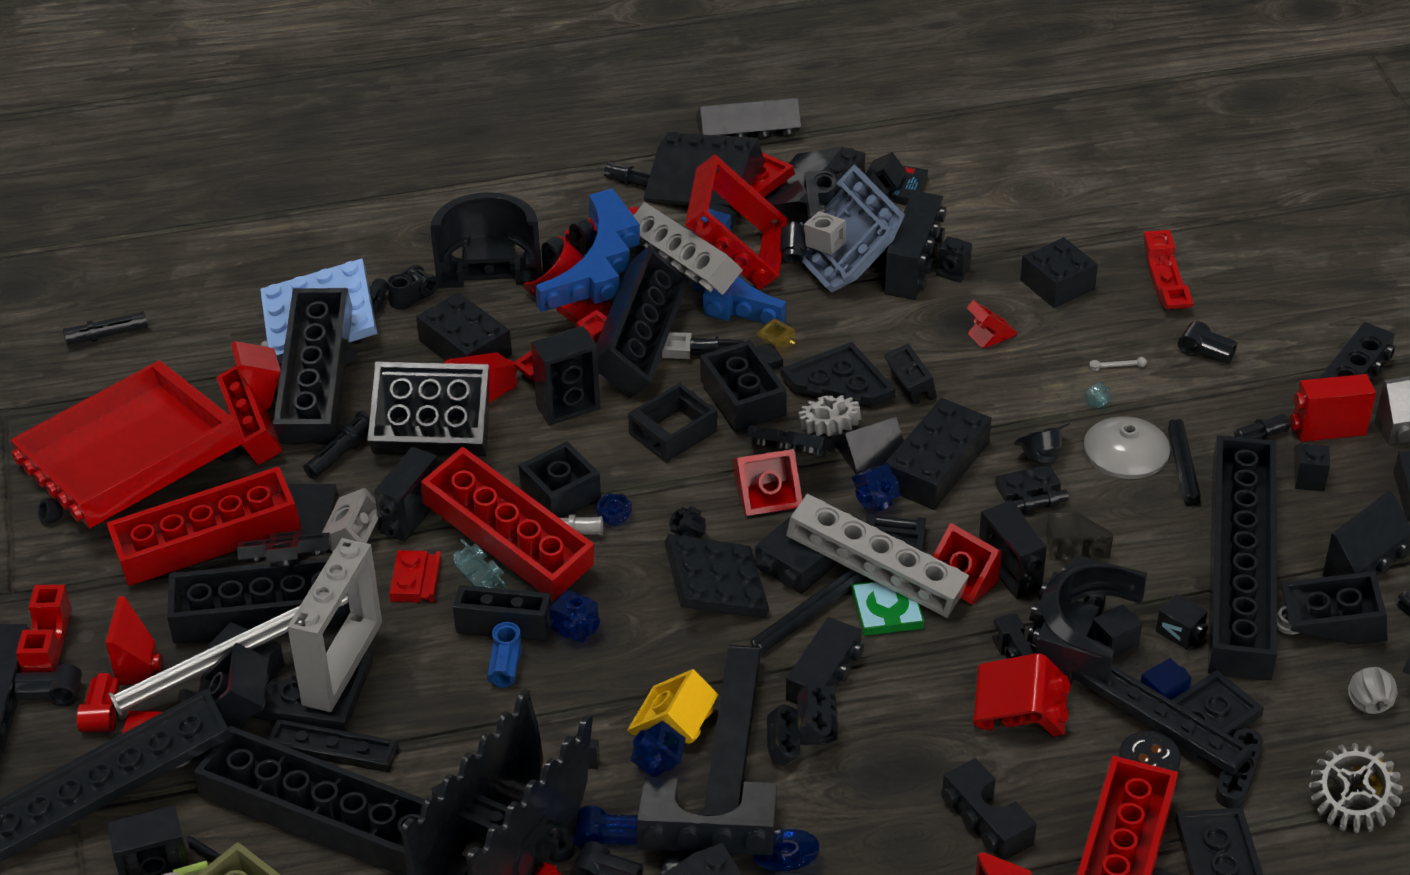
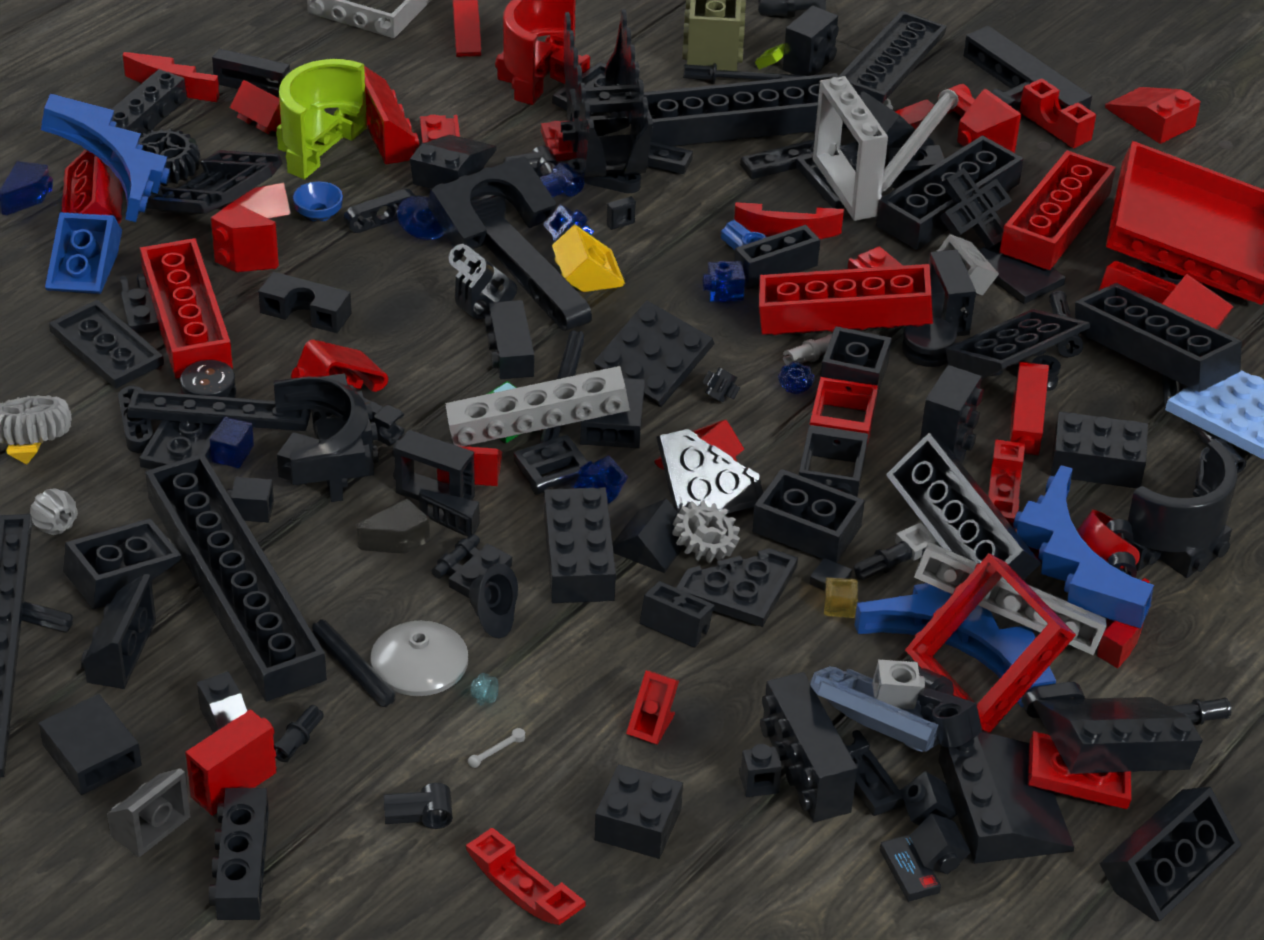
camera: 140 degrees right, 0 degrees up
(415, 638) = (824, 224): none -> red slope
(636, 439) = (834, 393): none -> red window

